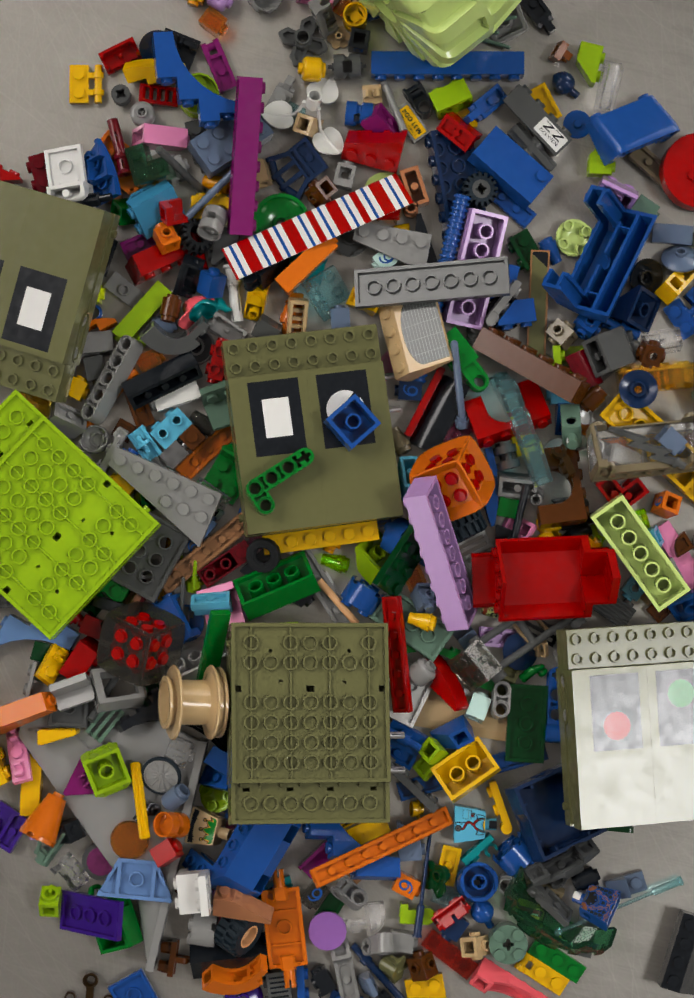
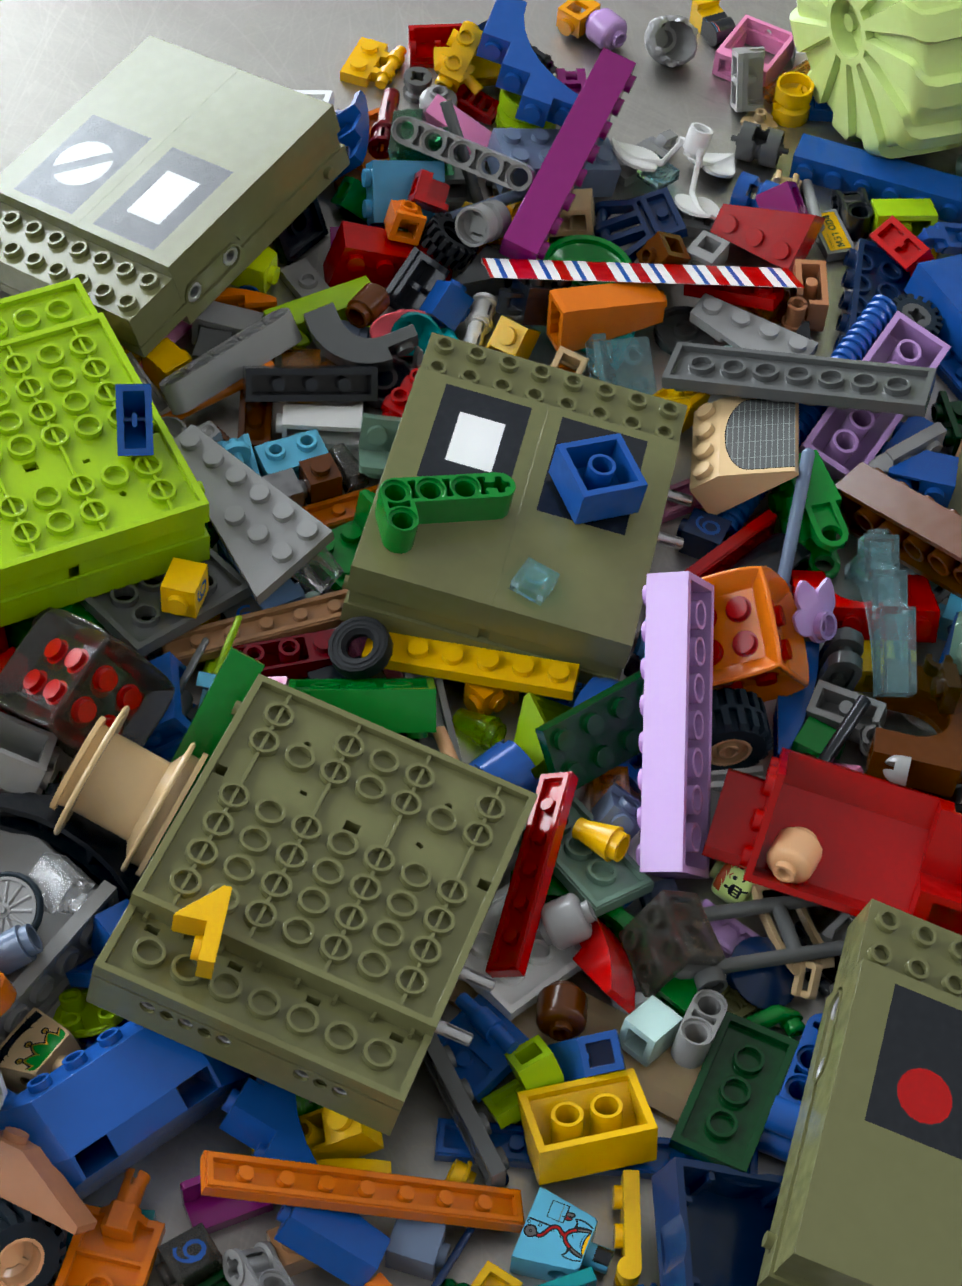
camera: 20 degrees right, 35 degrees down
(101, 495) = (134, 419): none -> blue slope
(144, 85) = (457, 65): none -> yellow brick
(161, 559) = (184, 587): none -> yellow brick
(182, 180) = (449, 148): none -> light grey beam
(214, 22) = (583, 49): clear orange brick -> none
(274, 785) = (206, 922): none -> yellow slope
(306, 124) = (674, 175): tan brick -> none
(312, 69) = (716, 123): yellow head -> none
(313, 44) = (706, 103): dark grey plant -> none
(342, 500) = (534, 581): none -> clear light blue plate
(359, 41) = (792, 118): black brick -> none
(434, 716) = (561, 1010): none -> reddish brown head
(487, 445) = (815, 611): none -> lavender plate
(519, 600) = (794, 855): none -> light nougat head
(555, 530) = (901, 769): none -> light grey hinge

